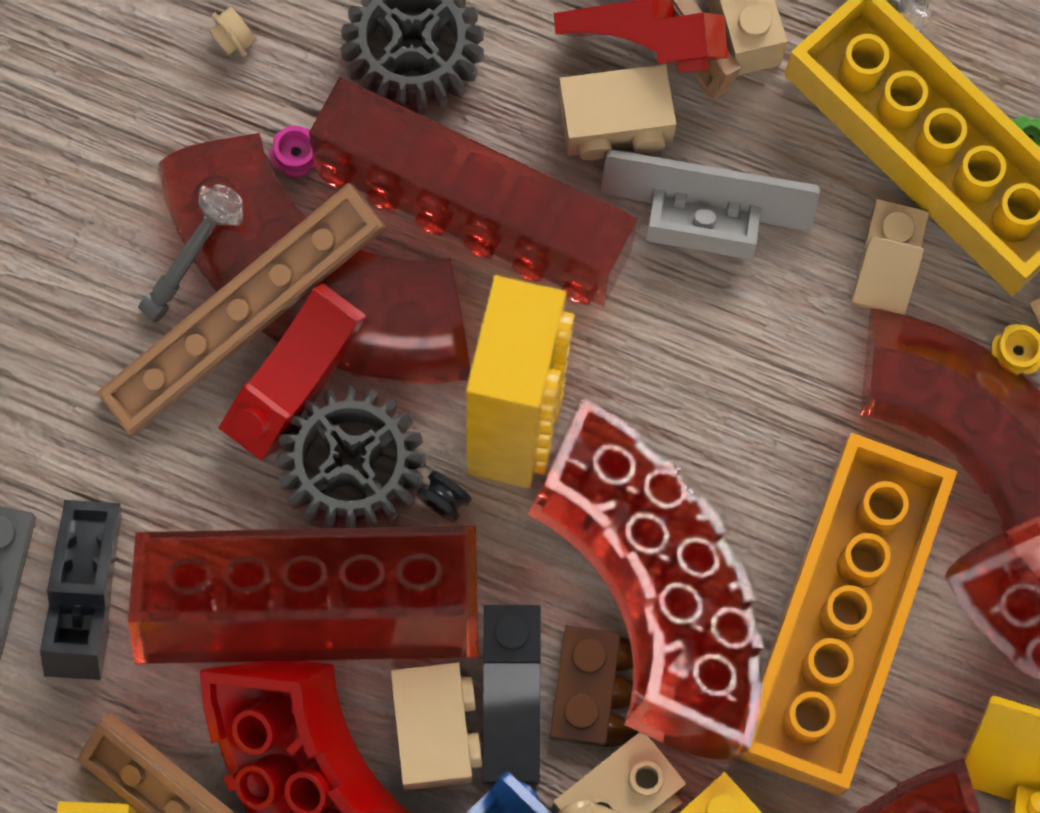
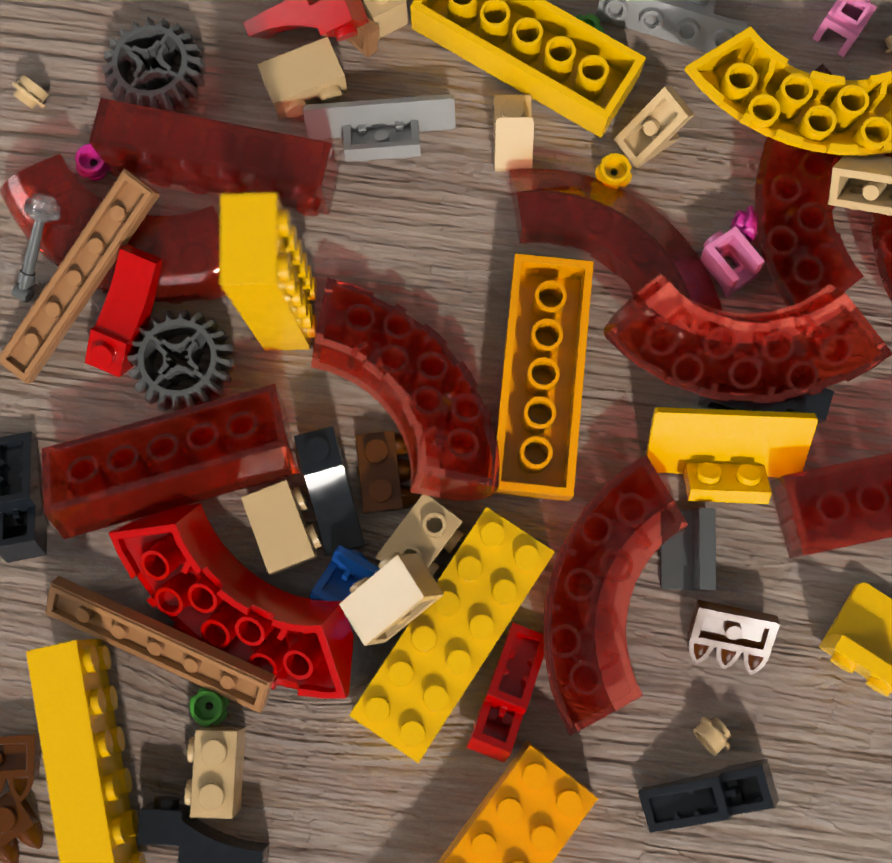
camera: 10 degrees left, 5 degrees up
(443, 496) = (251, 369): black bush -> none

